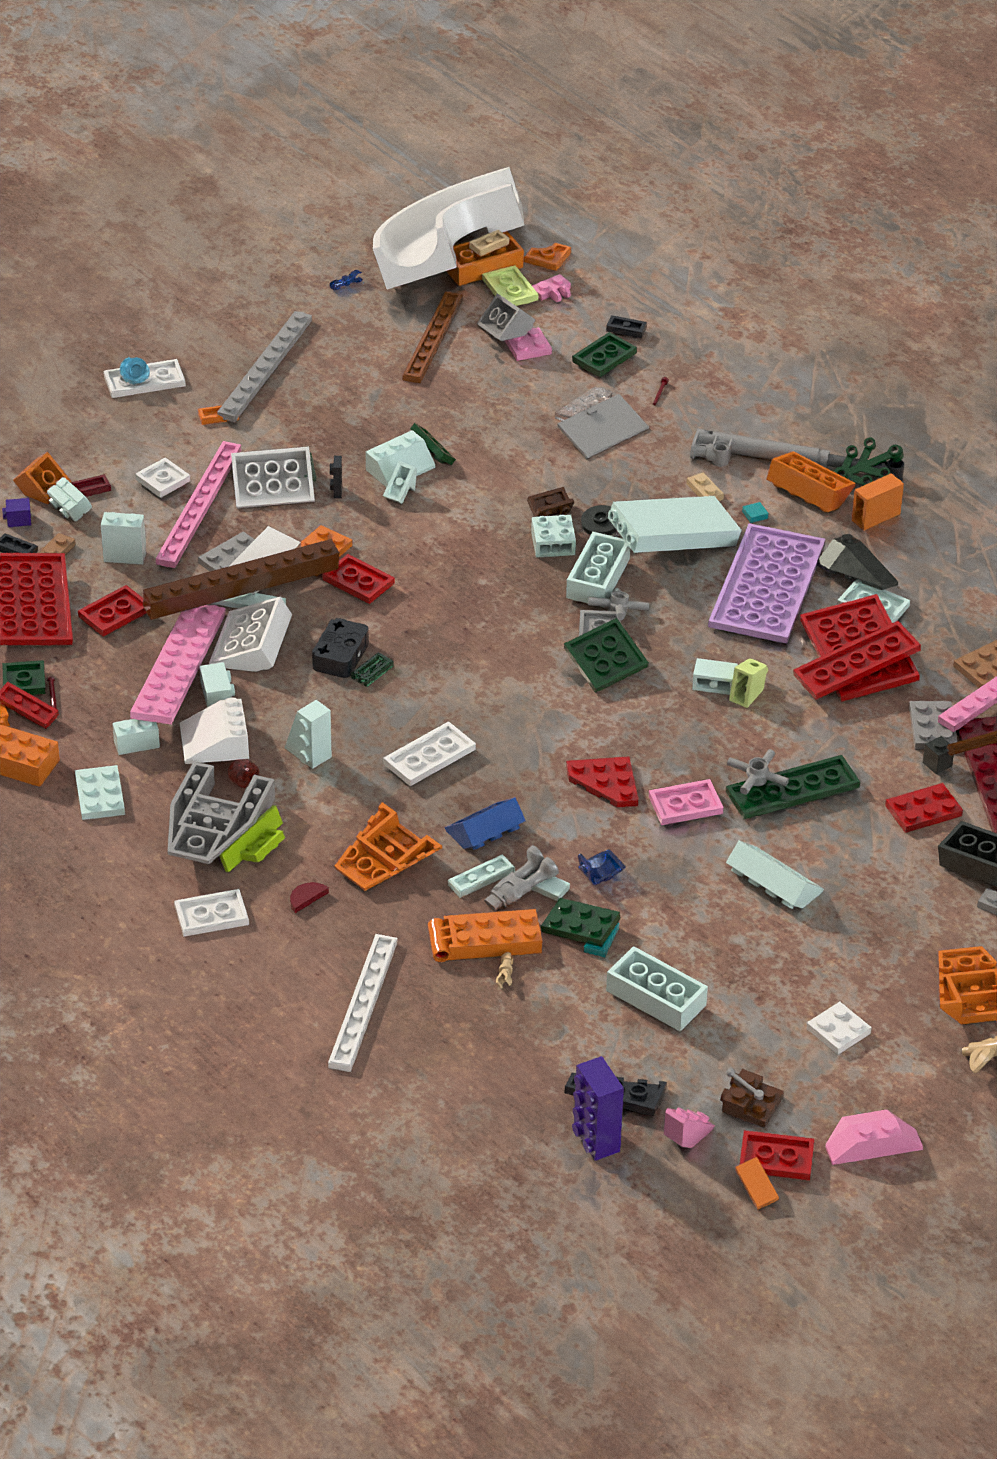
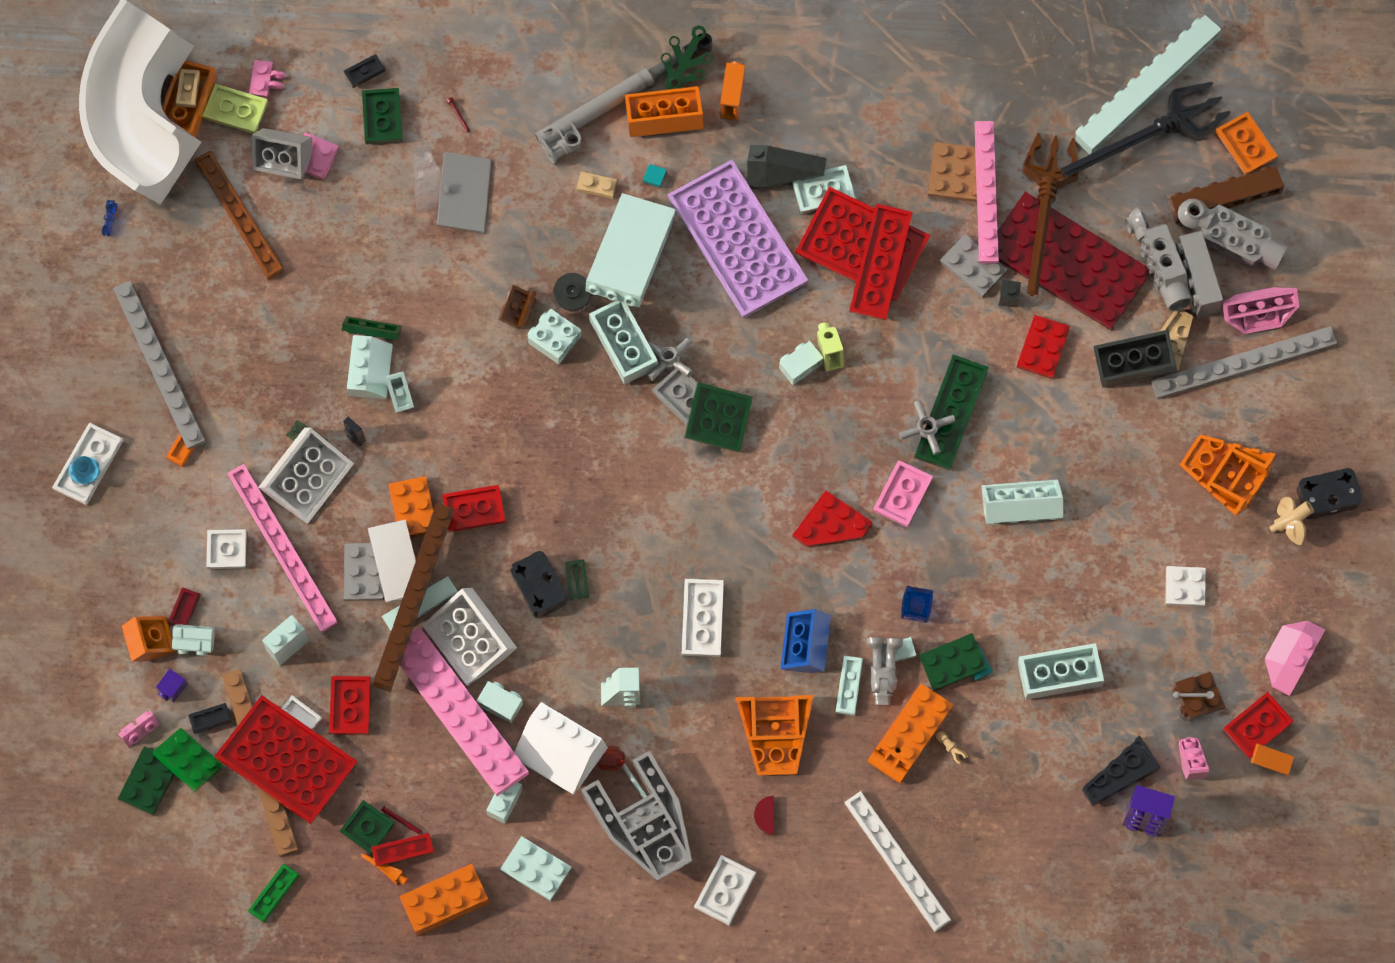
camera: 45 degrees left, 30 degrees up
(77, 592) = (302, 712): none -> white tile
(256, 841) = (691, 803): lime bracket -> none
(549, 257) = (222, 46): orange tile -> none

